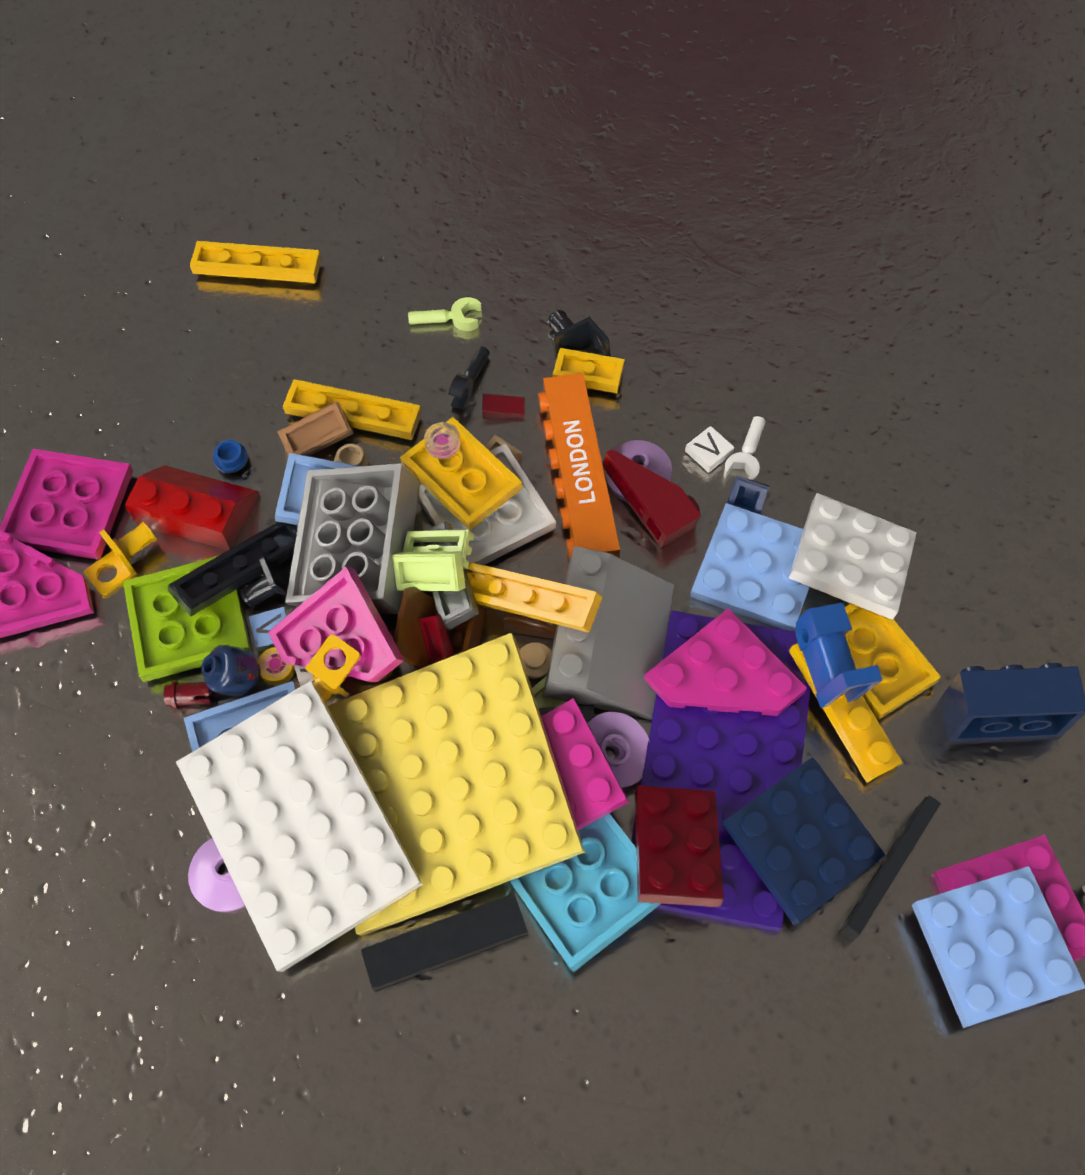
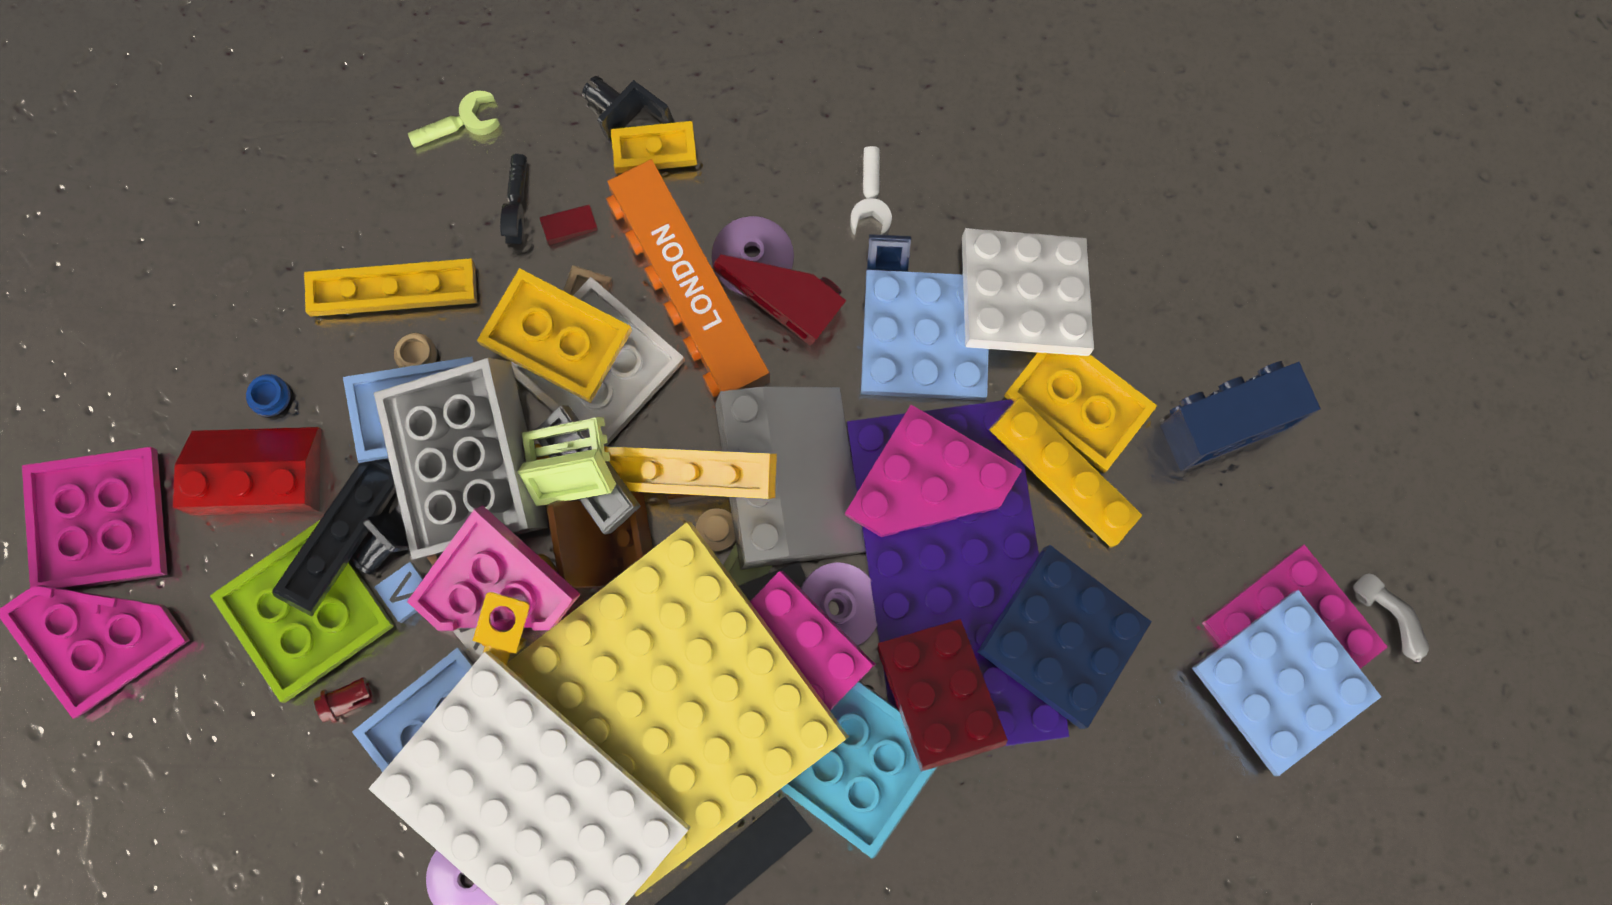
camera: 25 degrees left, 15 degrees up
(119, 557) = (191, 562): yellow bracket -> none
(230, 670) = (383, 660): dark blue head -> none
(256, 261) = (187, 122): yellow plate -> none
(273, 669) = (425, 637): tile -> none
(316, 431) = (359, 333): medium nougat tile -> none
(435, 639) = (602, 550): dark red piece -> none
(442, 440) = (519, 305): clear tile -> none
(709, 449) = (826, 204): white tile -> none
(828, 655) = (1039, 434): blue piece -> none
(889, 868) = (1160, 635): black tile -> none

